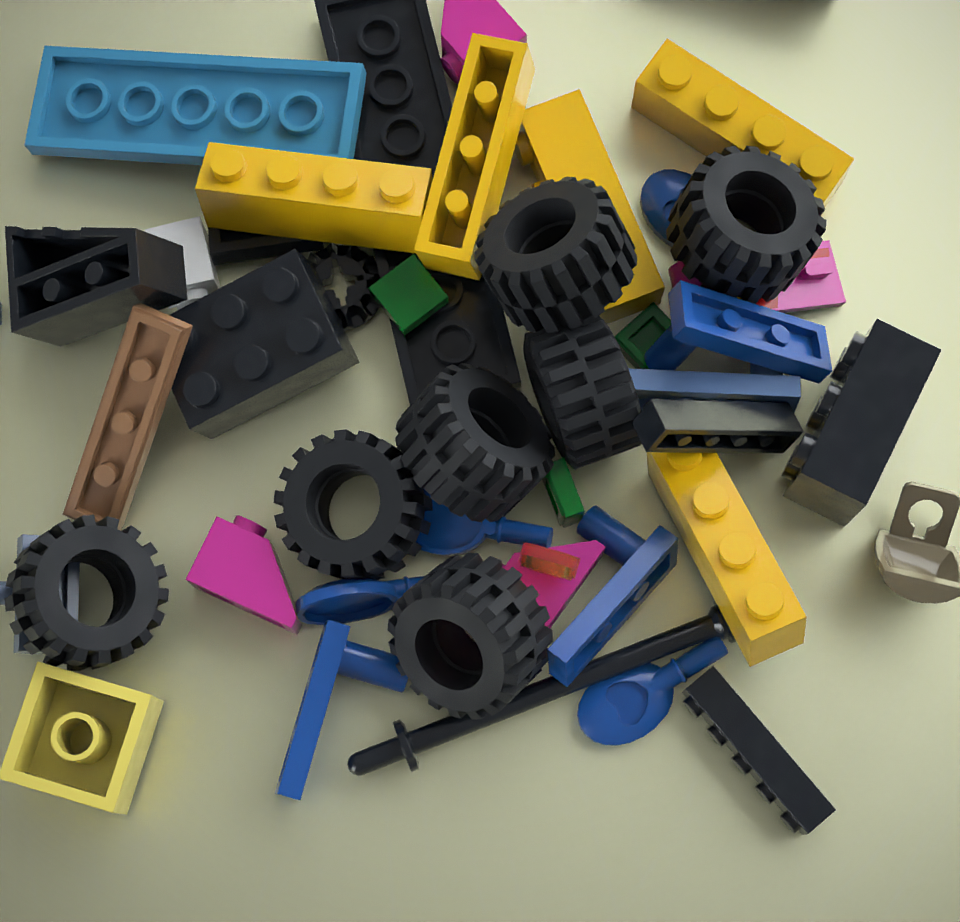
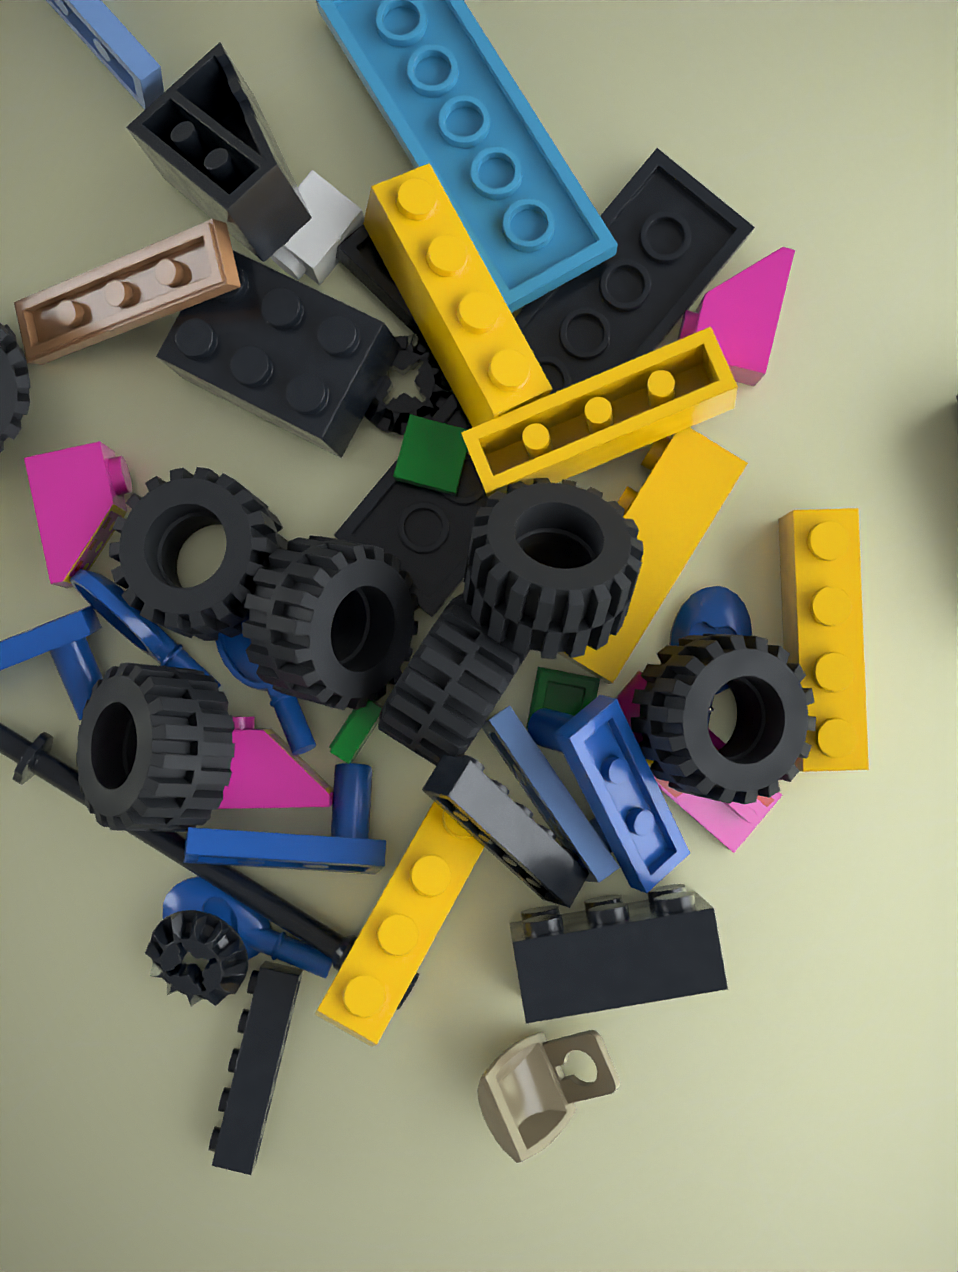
camera: 50 degrees right, 10 degrees up
(548, 561) = (269, 770): clear orange tile -> none
(634, 709) = (205, 938): none -> black gear

